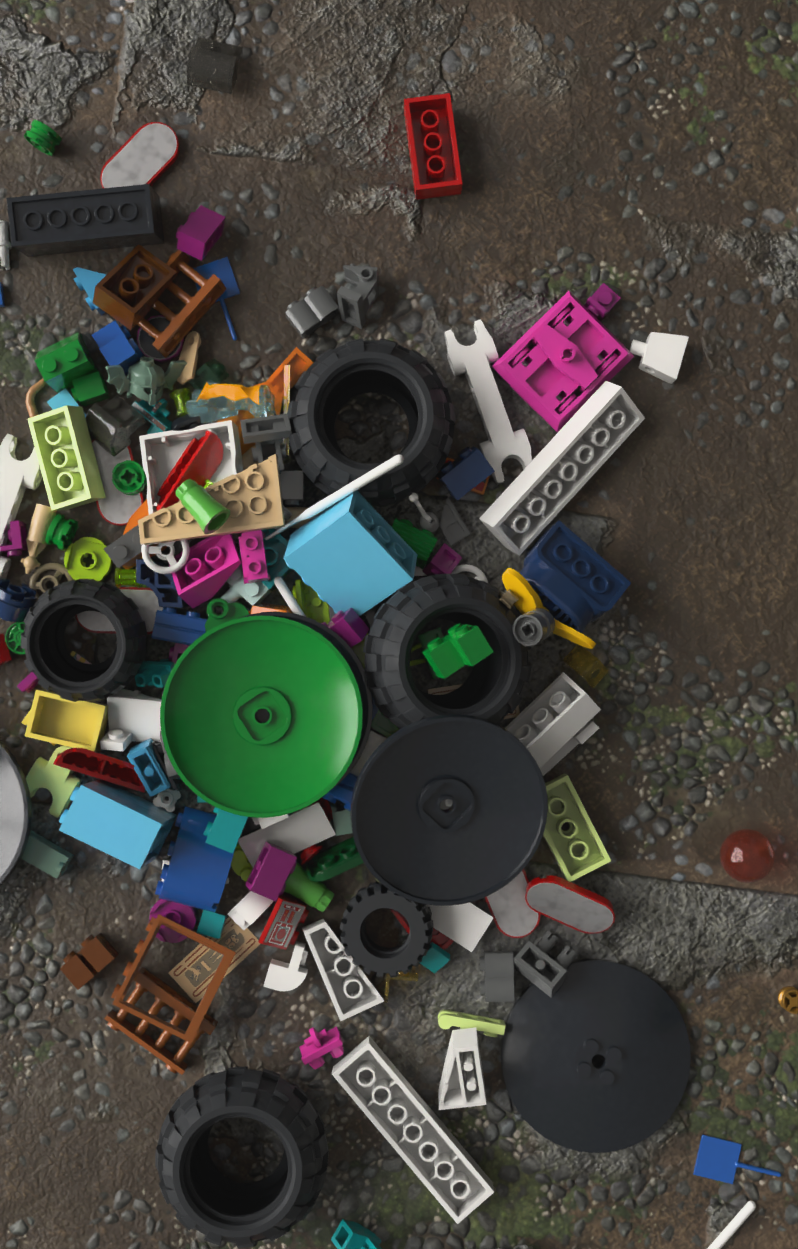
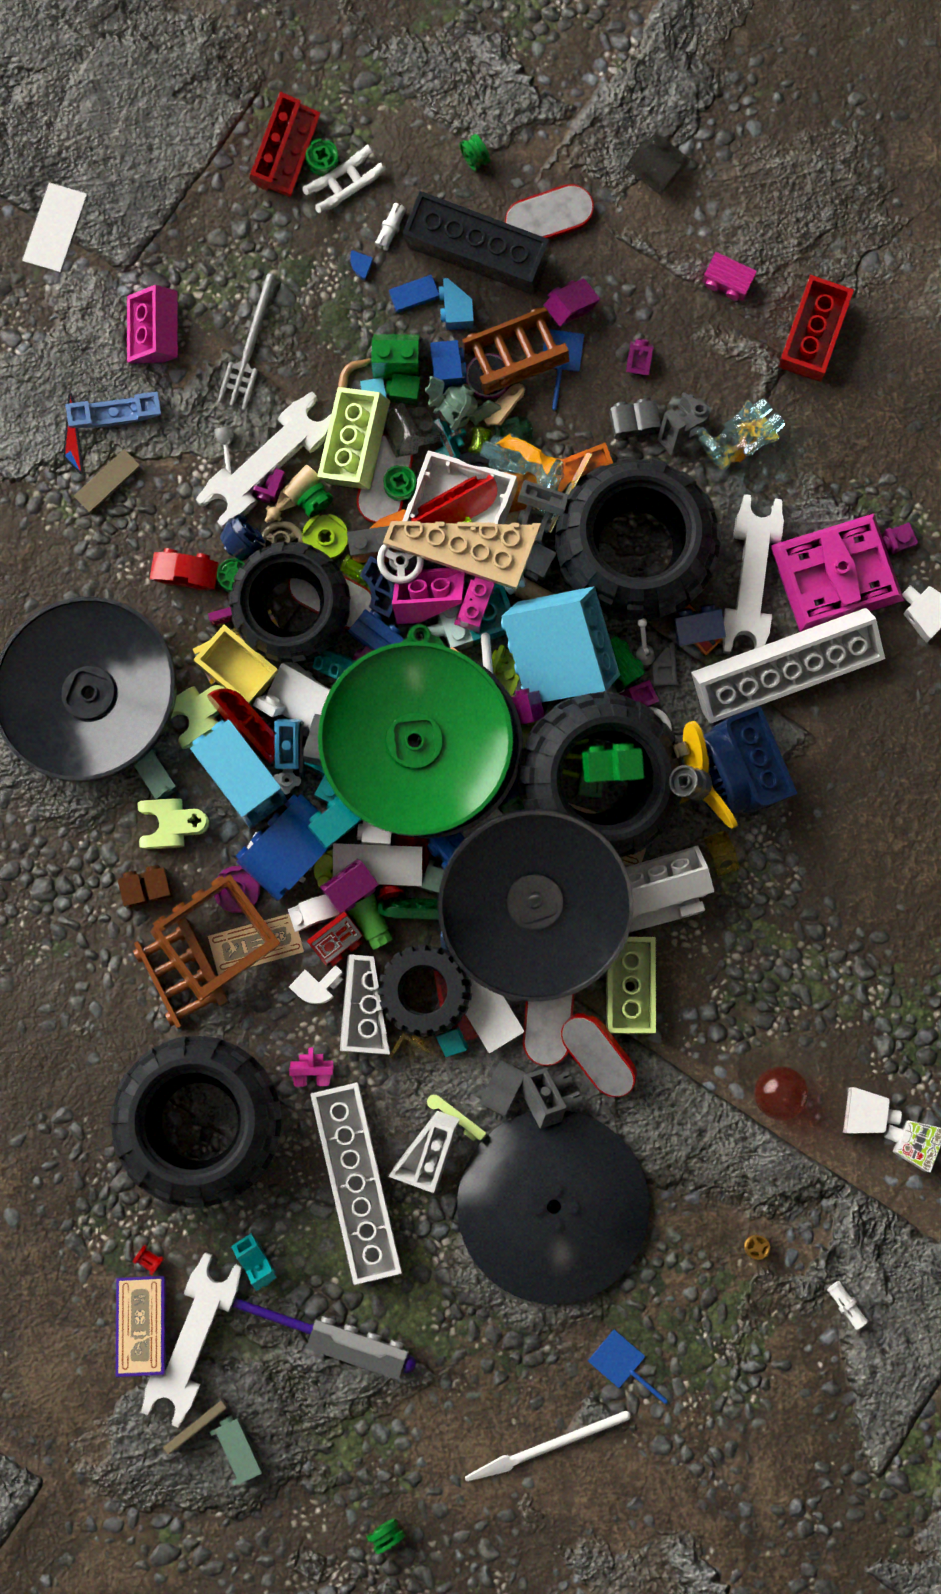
camera: 30 degrees right, 5 degrees down
(54, 296) = (414, 293): none -> blue tile
(83, 890) = (173, 823): none -> yellowish green piece
(133, 287) = (488, 319): reddish brown slope -> none
(202, 506) = (454, 536): bright green plant -> none
(211, 924) = (270, 911): teal tile -> none
(287, 252) = (639, 357): none -> magenta bracket
(331, 138) = (728, 277): none -> dark pink brick
(343, 492) = (581, 585): white piece -> none
(424, 273) = (751, 434): none -> clear light blue hips

